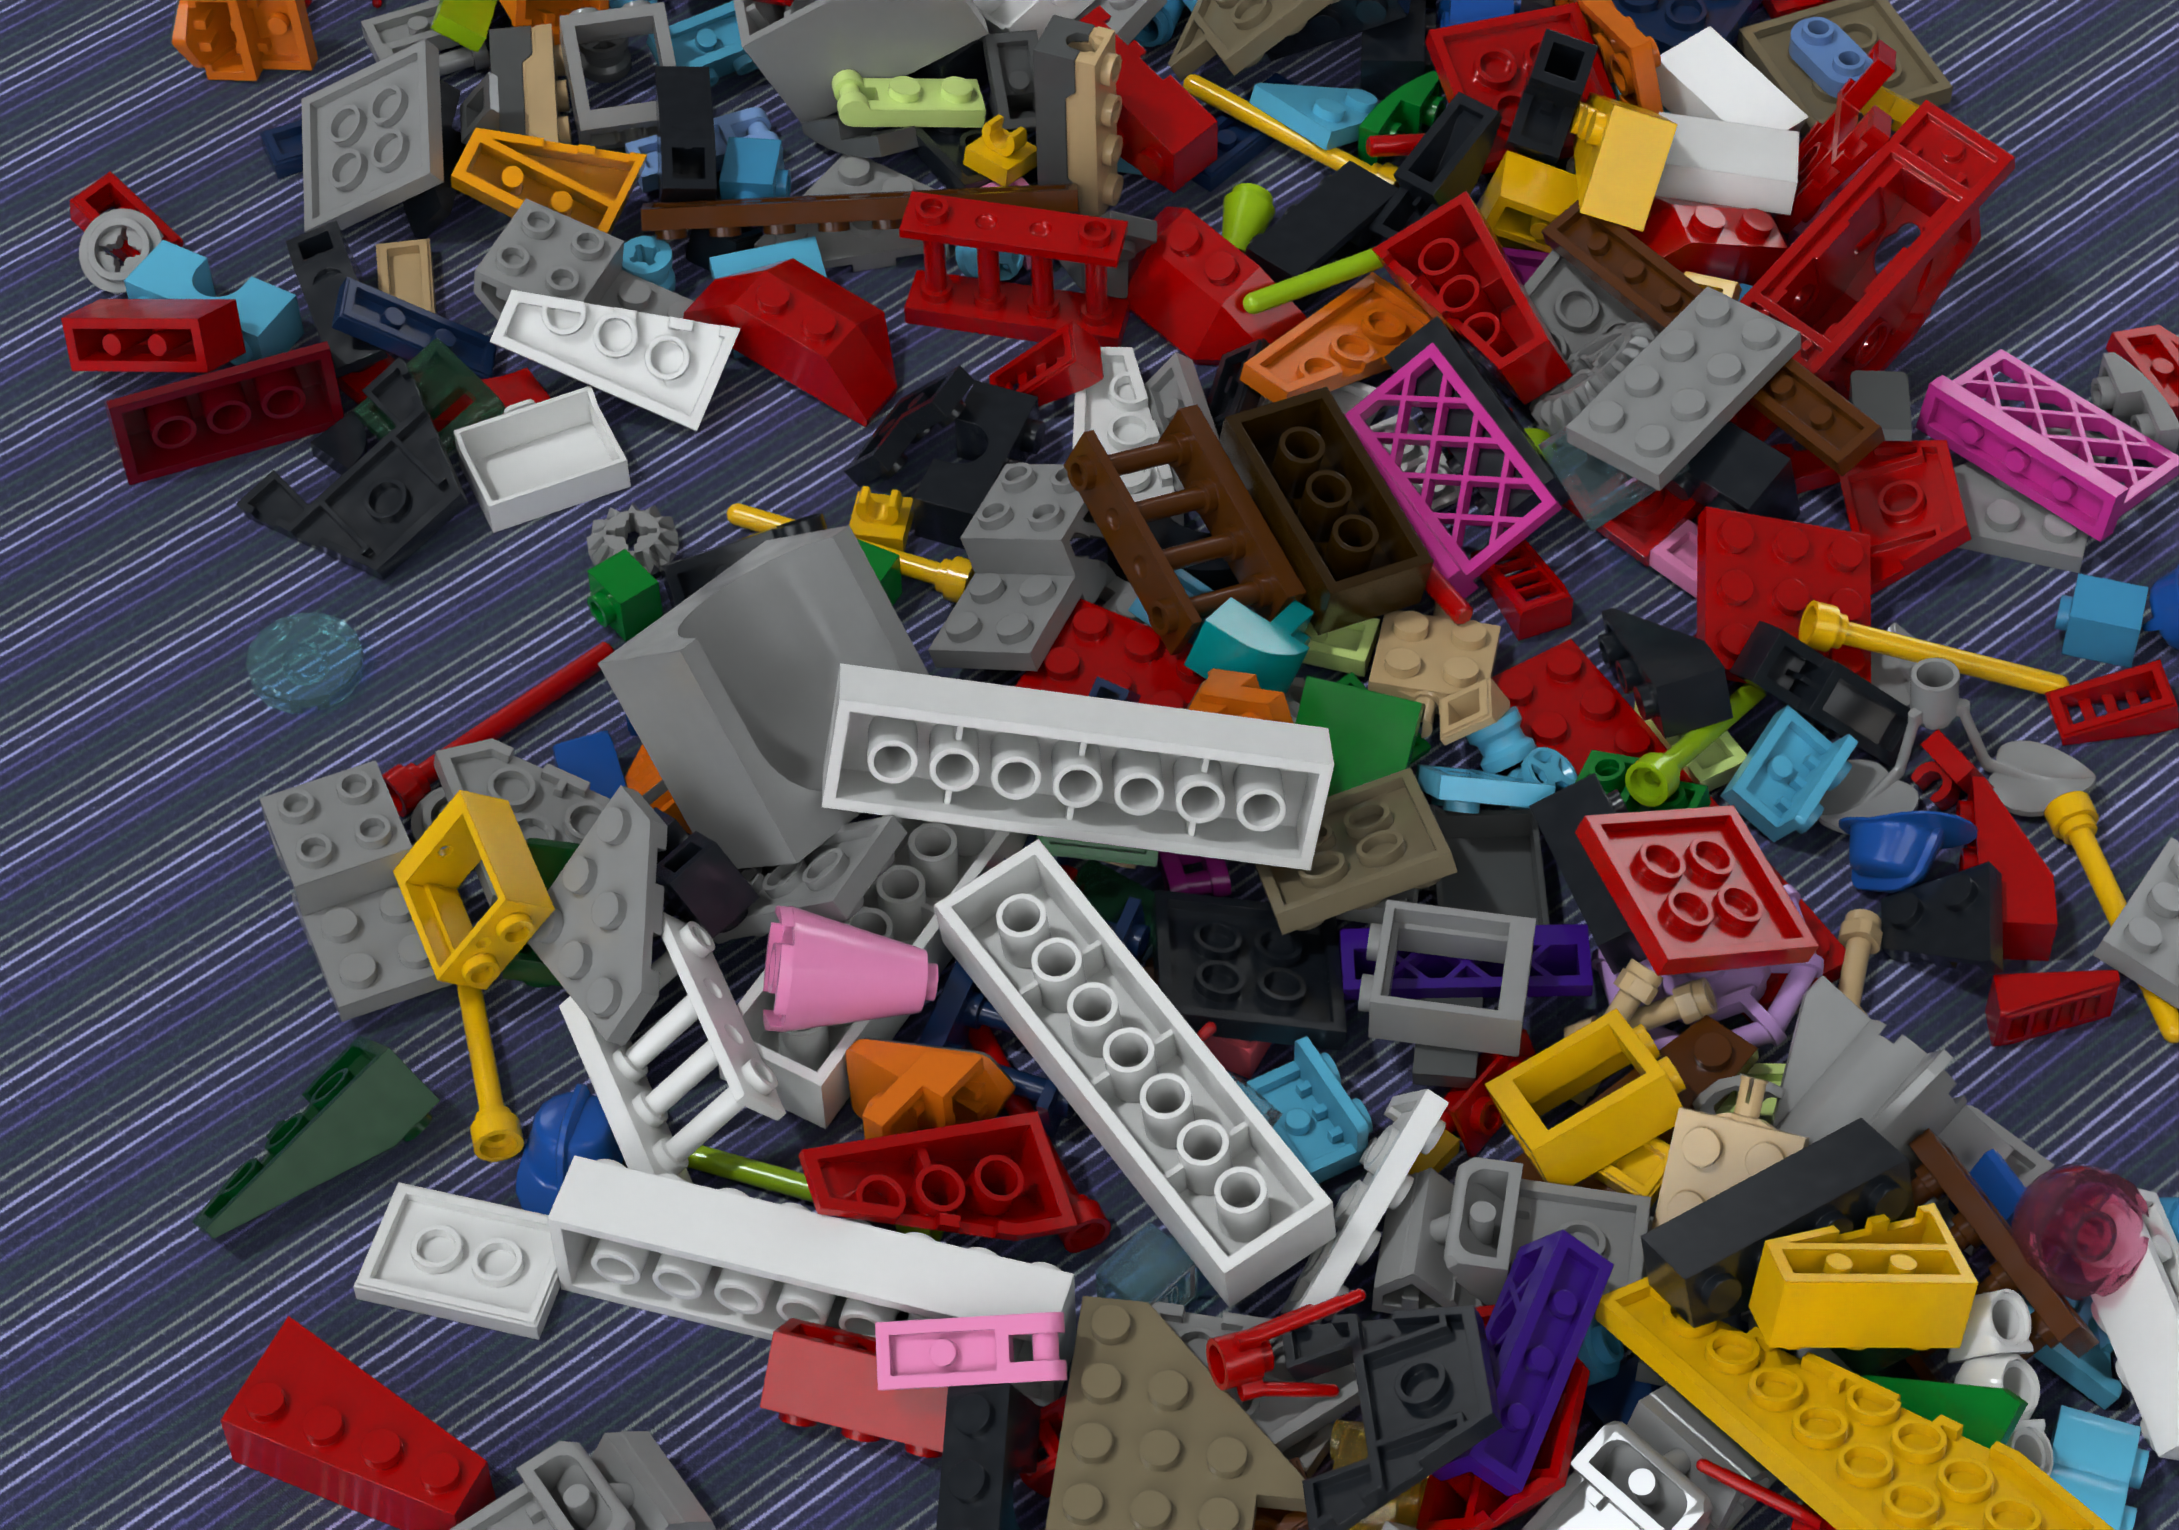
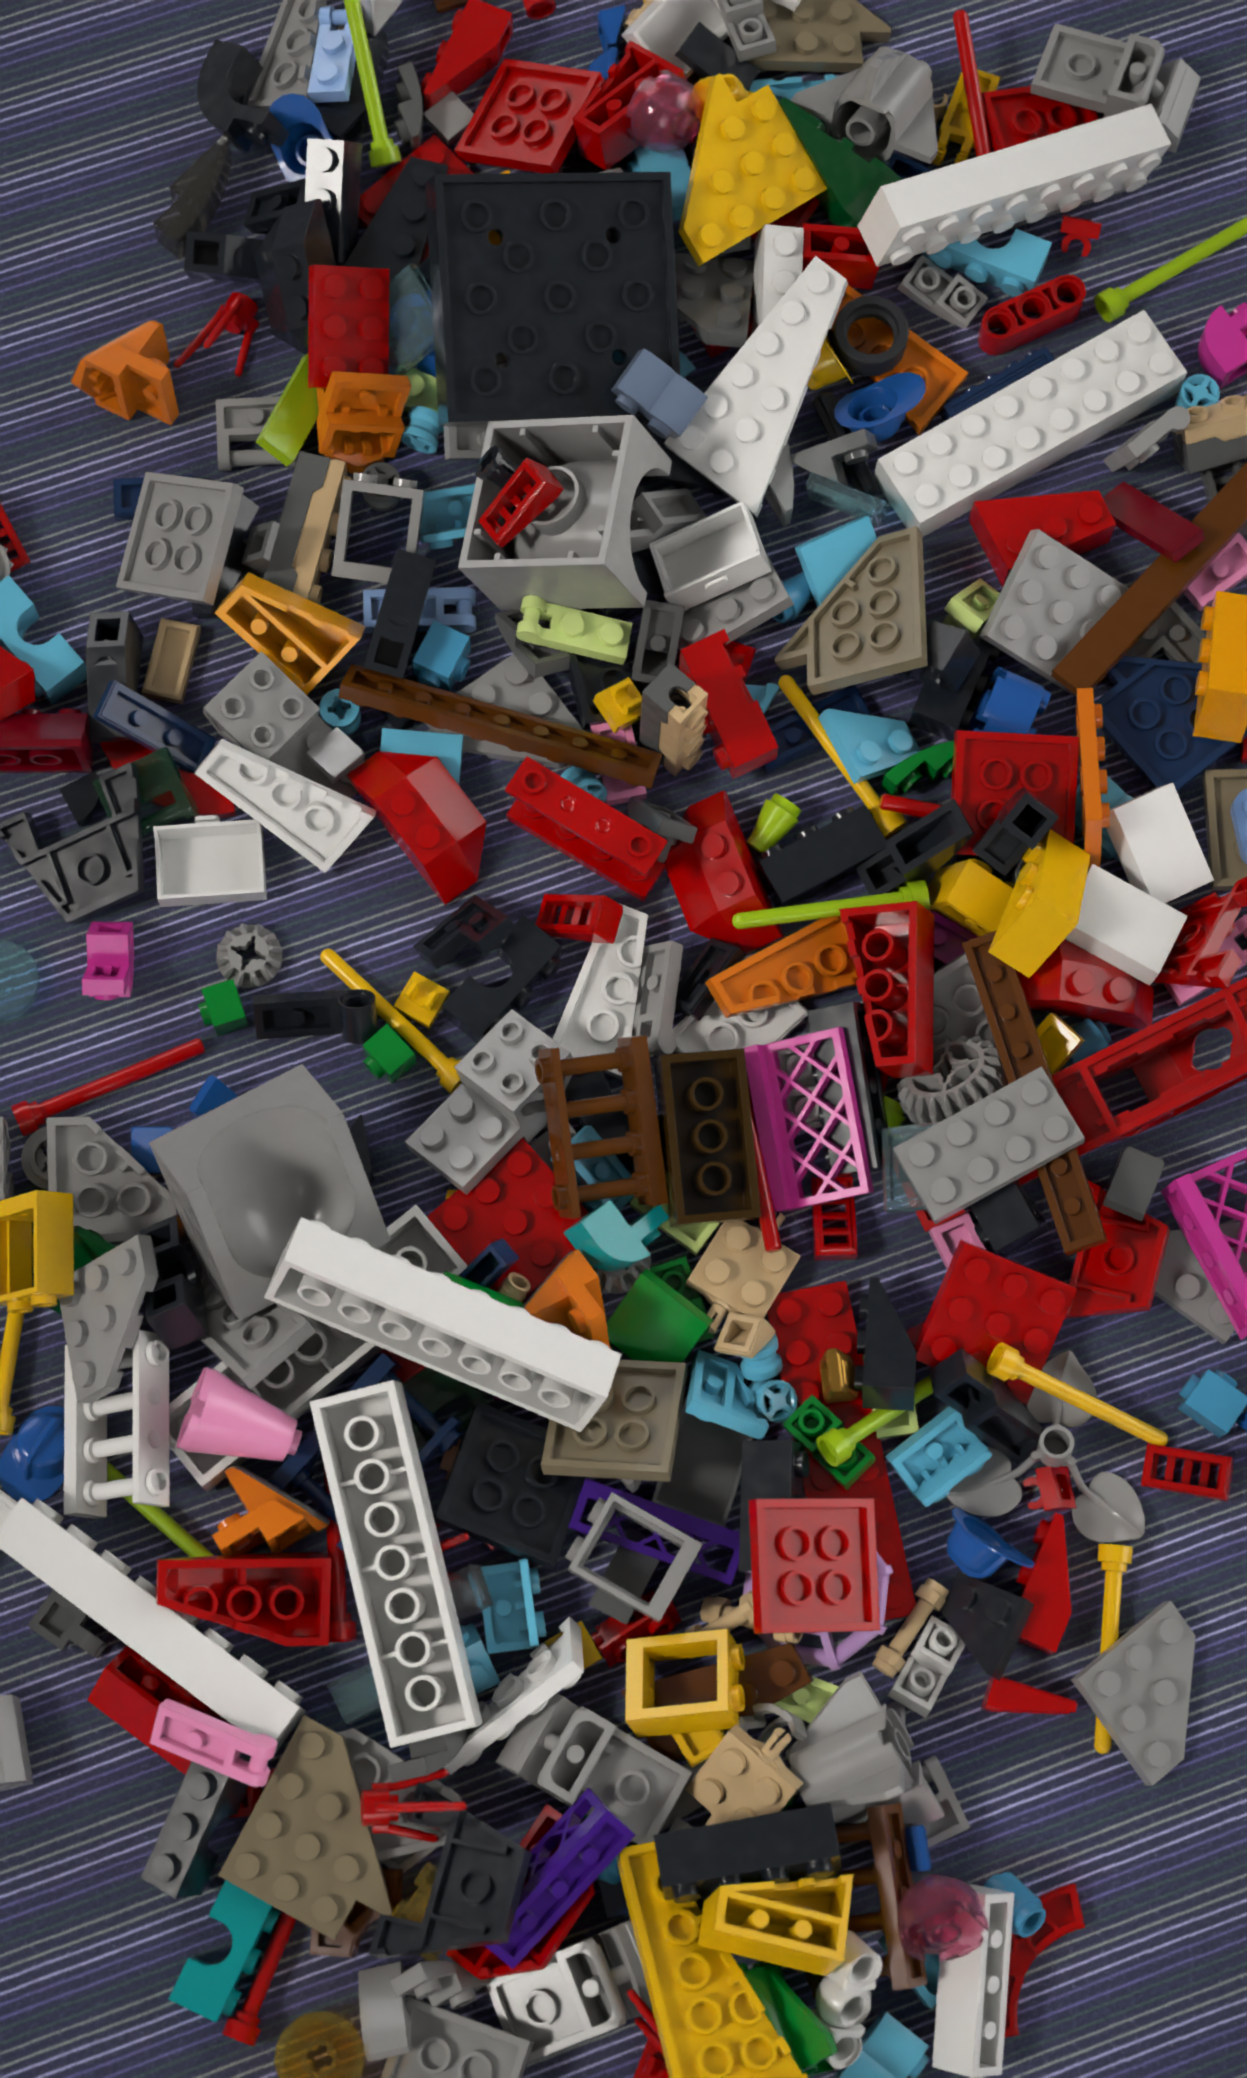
camera: 15 degrees right, 25 degrees up
(450, 588) = (109, 960): none -> dark pink brick
(664, 291) = (335, 755): none -> flat silver slope
(687, 1334) = (63, 1623): none -> dark grey plate
(1276, 1283) = (428, 1756): none -> dark grey slope
(1613, 708) = (837, 1376): none -> pearl gold slope
(1902, 999) = (927, 1667): none -> white slope

